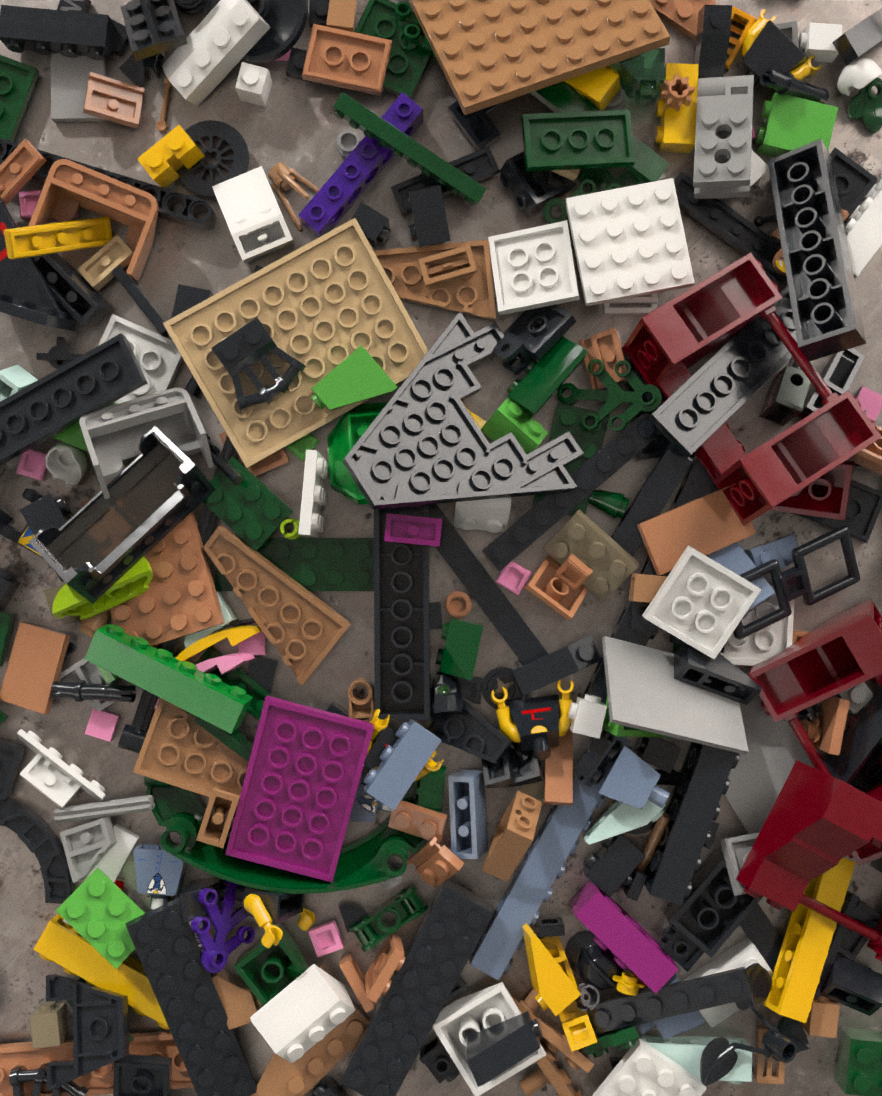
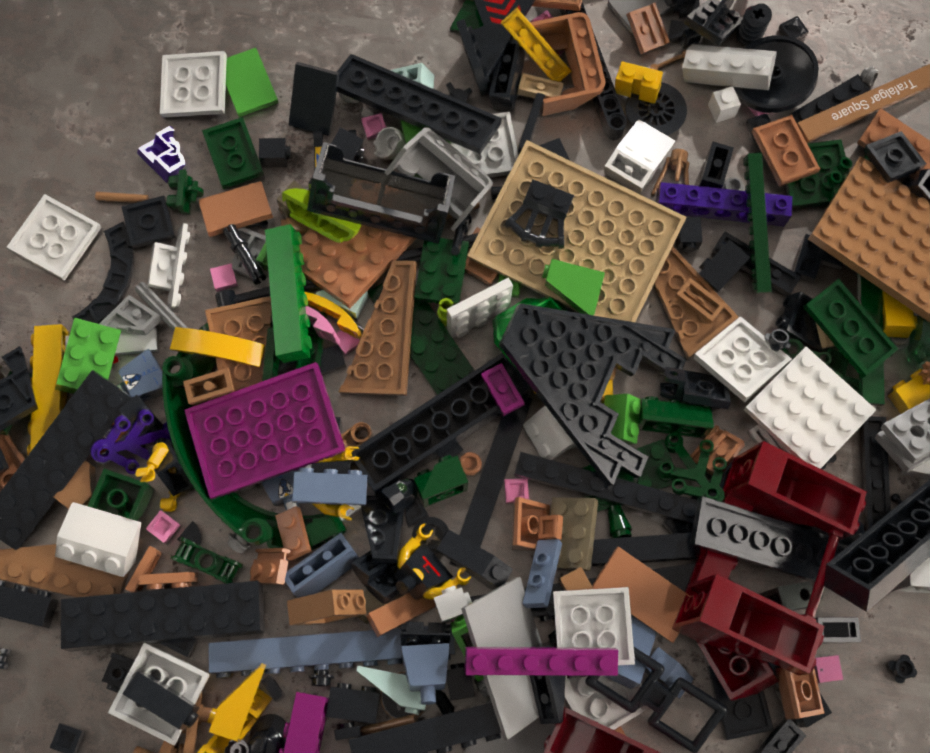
camera: 50 degrees right, 15 degrees down
(180, 782) = (217, 346): none -> yellow slope
(318, 145) = (716, 165): none -> black brick
(537, 214) = (778, 340): none -> black plate
(570, 877) = (321, 678): none -> black plate
(614, 611) = (542, 573): none -> sand blue plate
(704, 677) = (541, 661): none -> magenta plate

